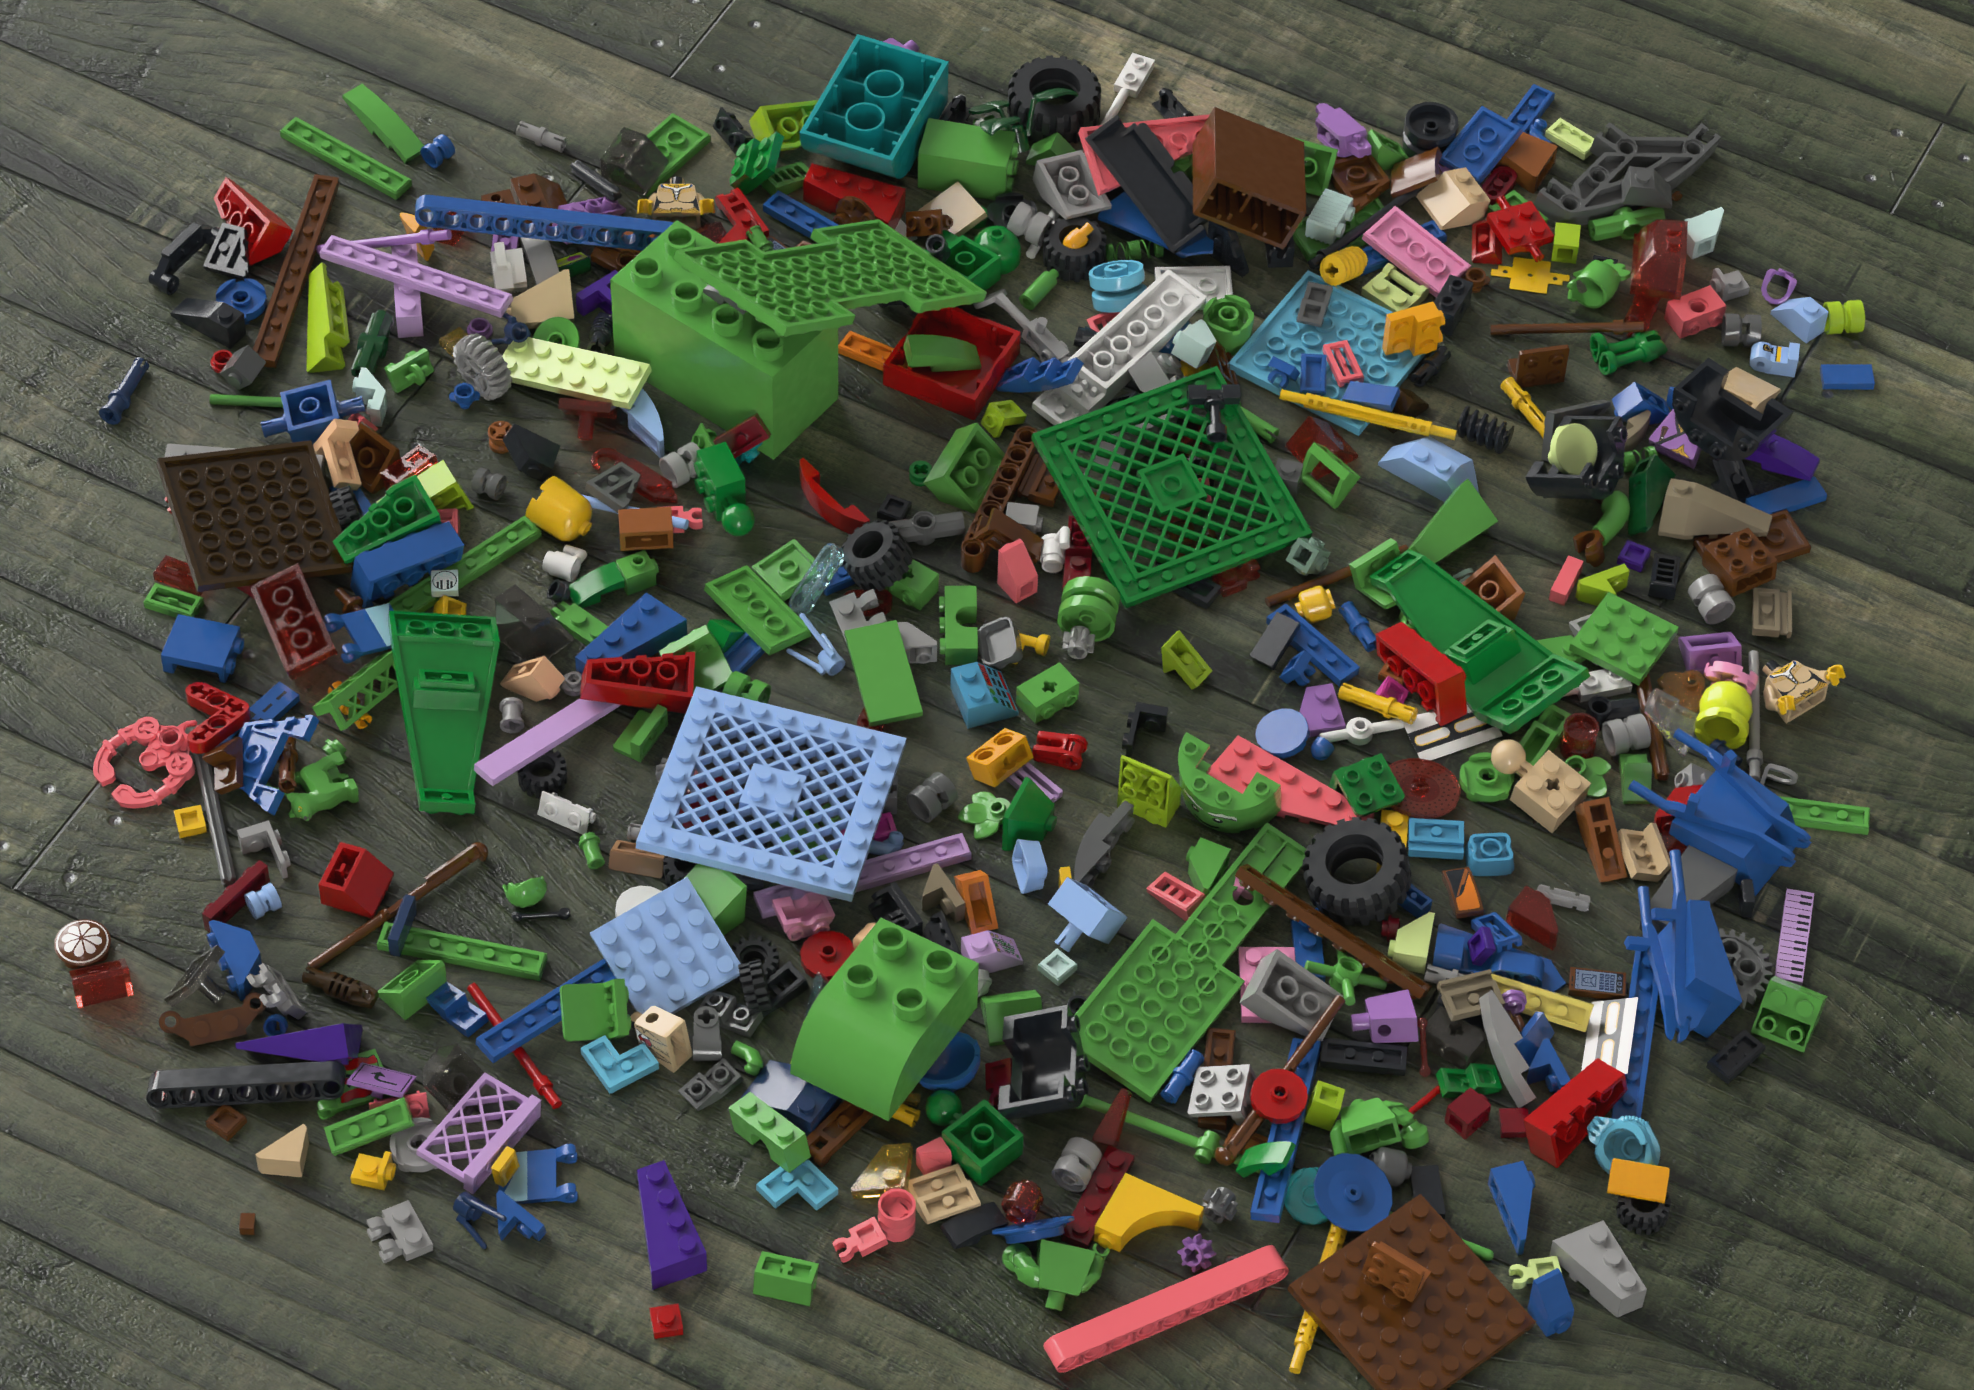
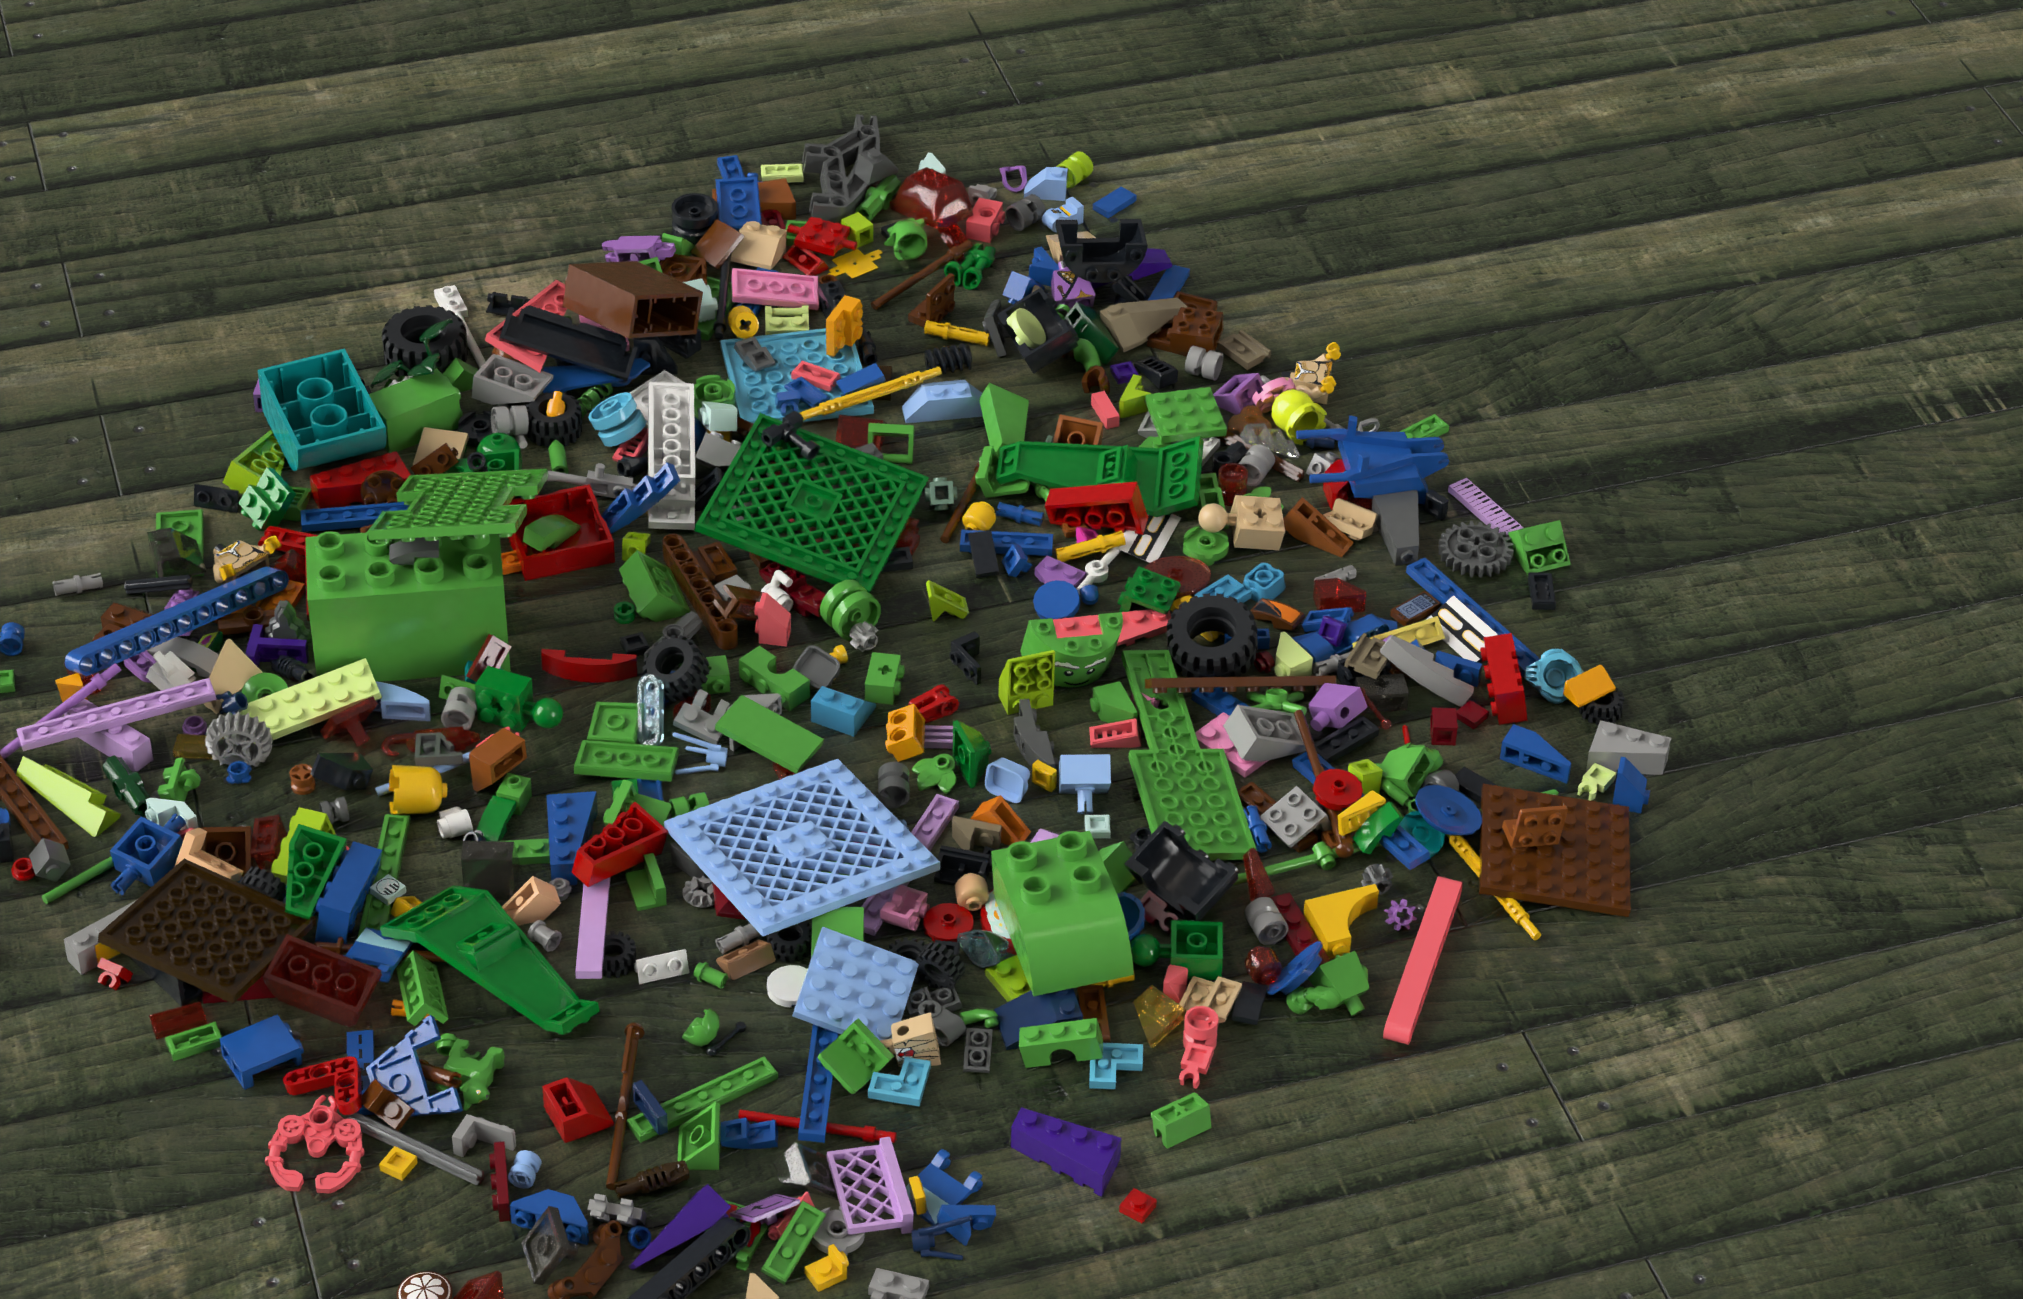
camera: 45 degrees left, 10 degrees down
(1261, 1131) = (1359, 812): none -> yellow slope
(1480, 1077) = (1418, 711): green slope -> none
(1634, 768) = (1288, 486): bright green slope -> none
(1687, 961) = (1470, 546): blue piece -> none

